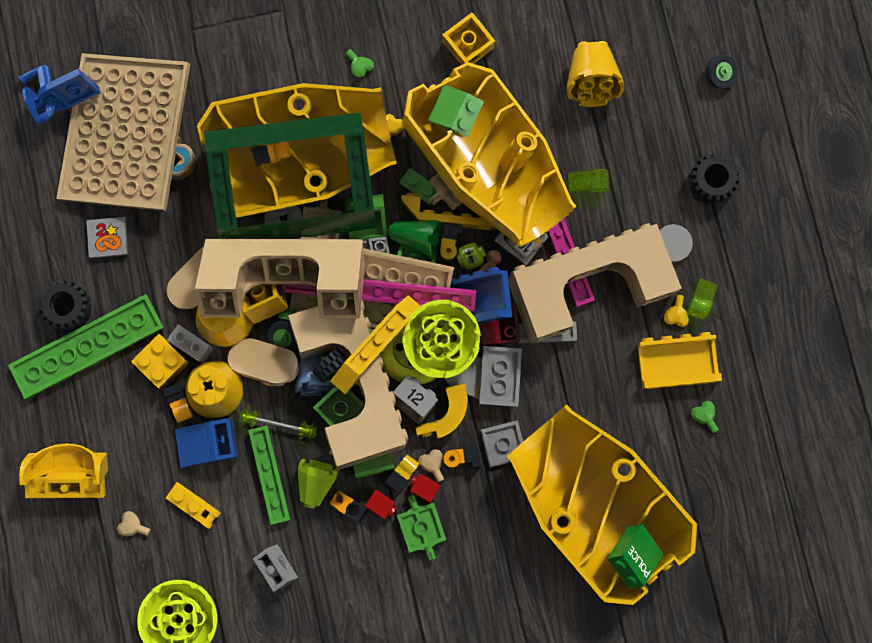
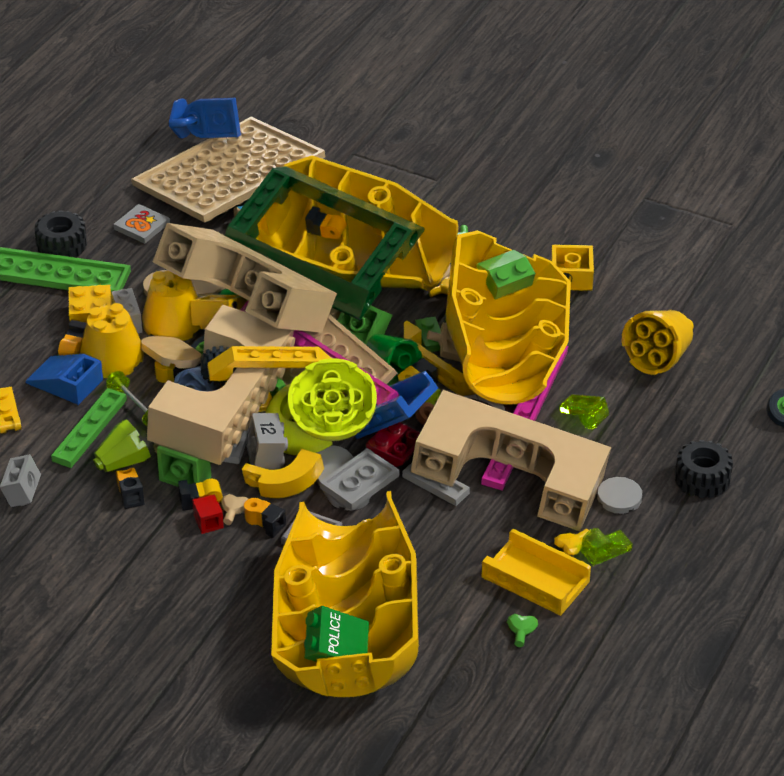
camera: 40 degrees right, 40 degrees down
(381, 504) = (157, 500): red brick -> none
(421, 527) = (173, 538): bright green plate -> none

